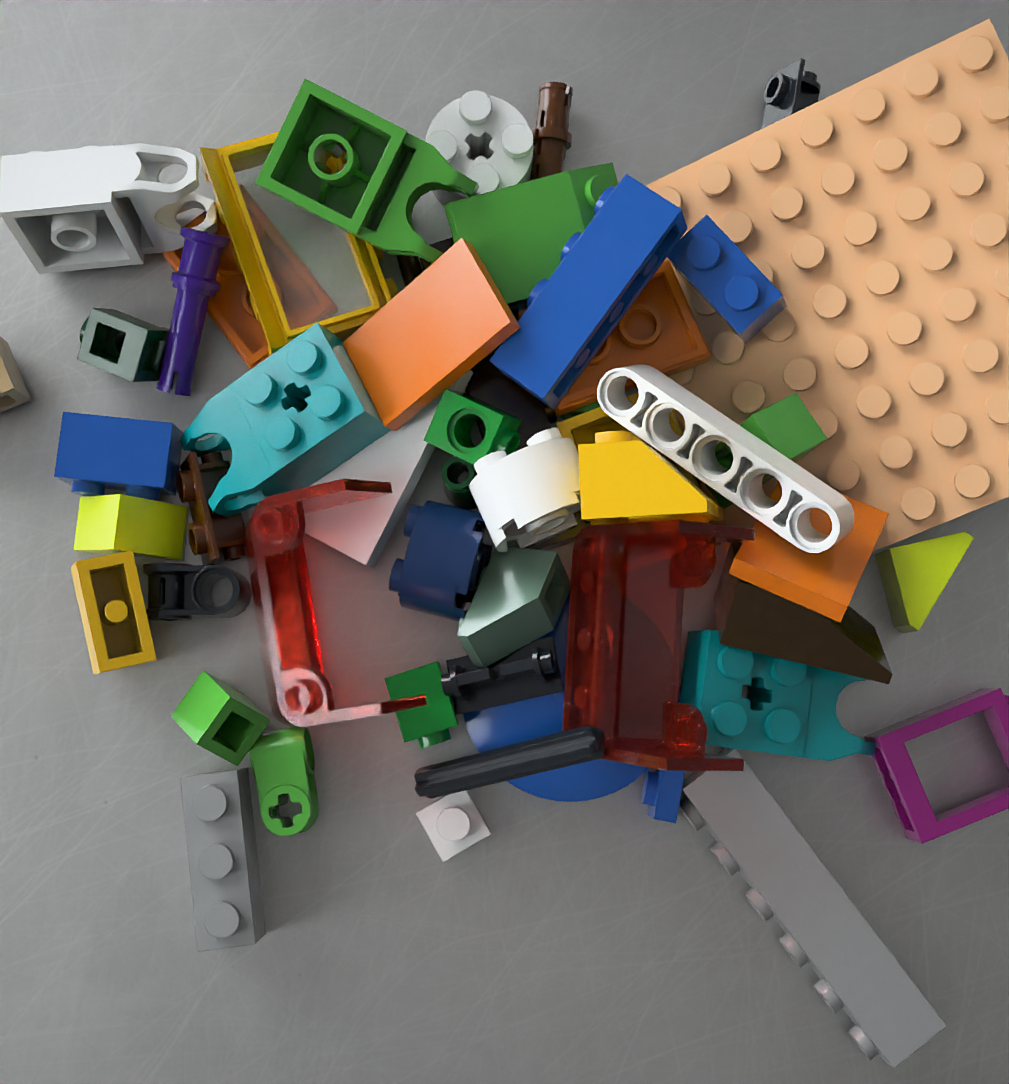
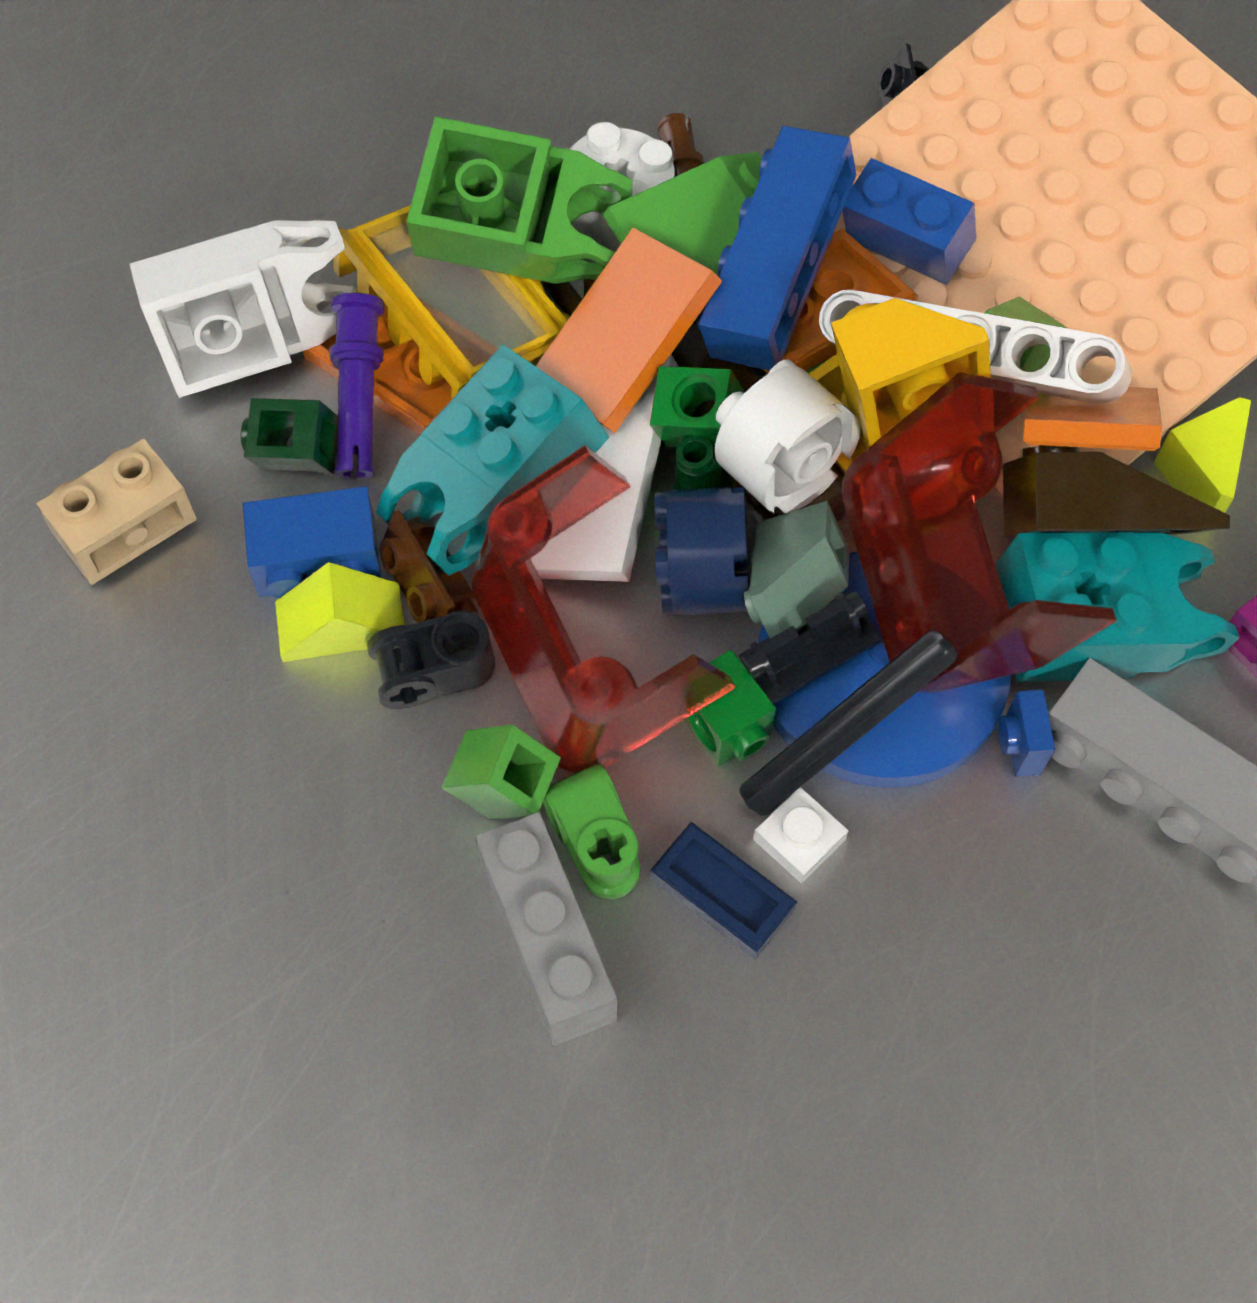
camera: 10 degrees left, 20 degrees down
(113, 612) = (347, 692): yellow brick -> none
(377, 852) = (723, 890): none -> dark blue tile

